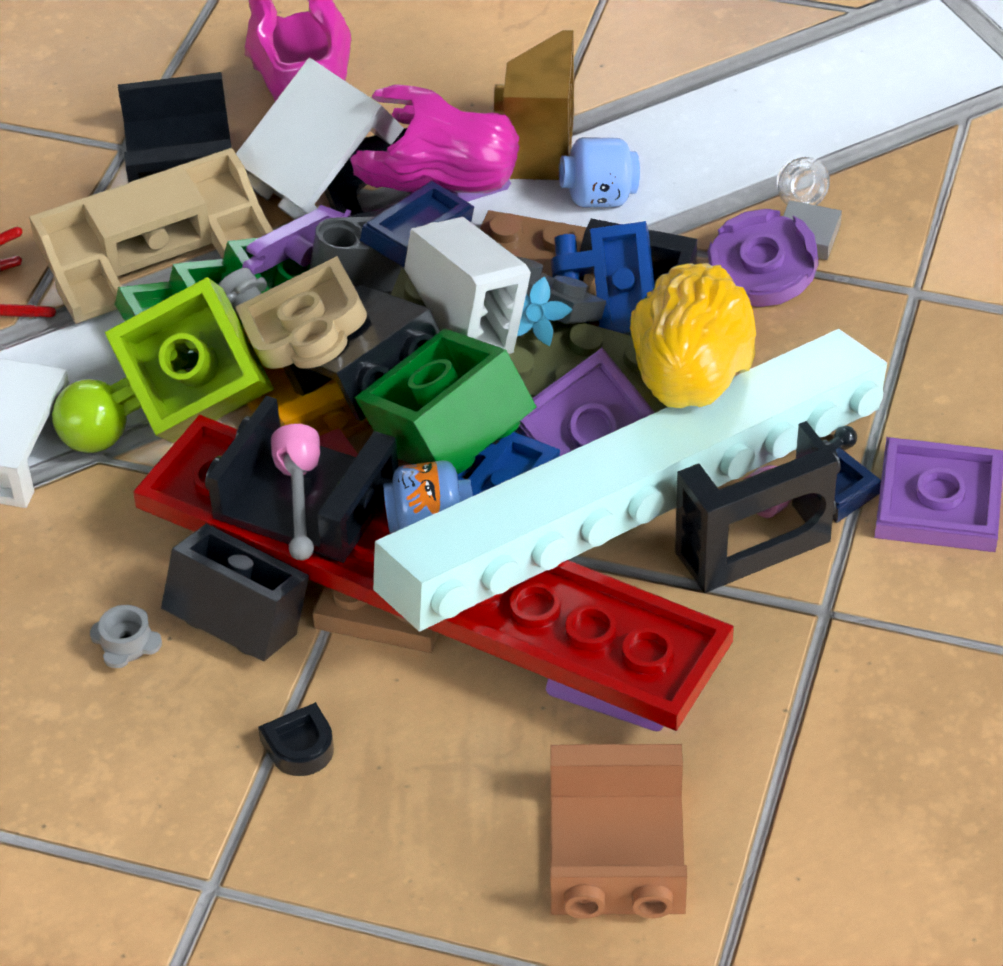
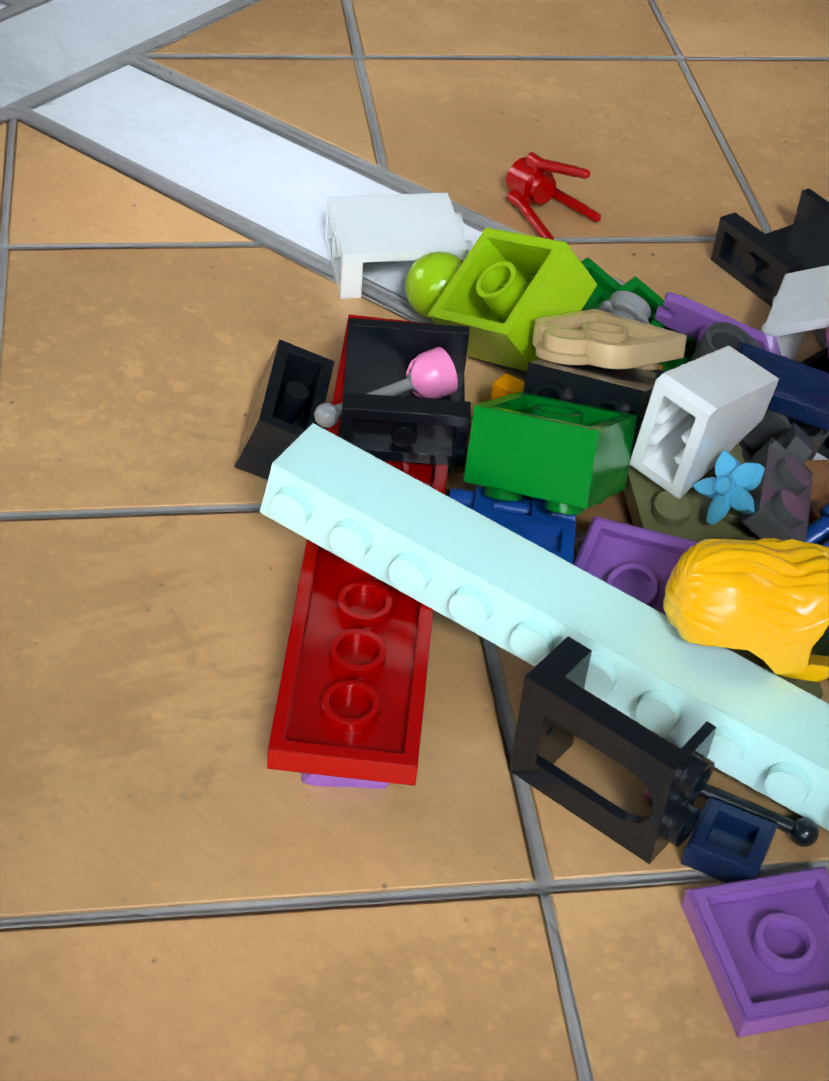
camera: 60 degrees right, 5 degrees down
(125, 635) = (223, 379): light grey plate -> none
(144, 224) = (675, 252): tan bracket -> none
(299, 741) = (162, 519): black tile -> none
(422, 491) = (433, 461): medium blue head -> none
(617, 830) = (136, 779): nougat panel -> none

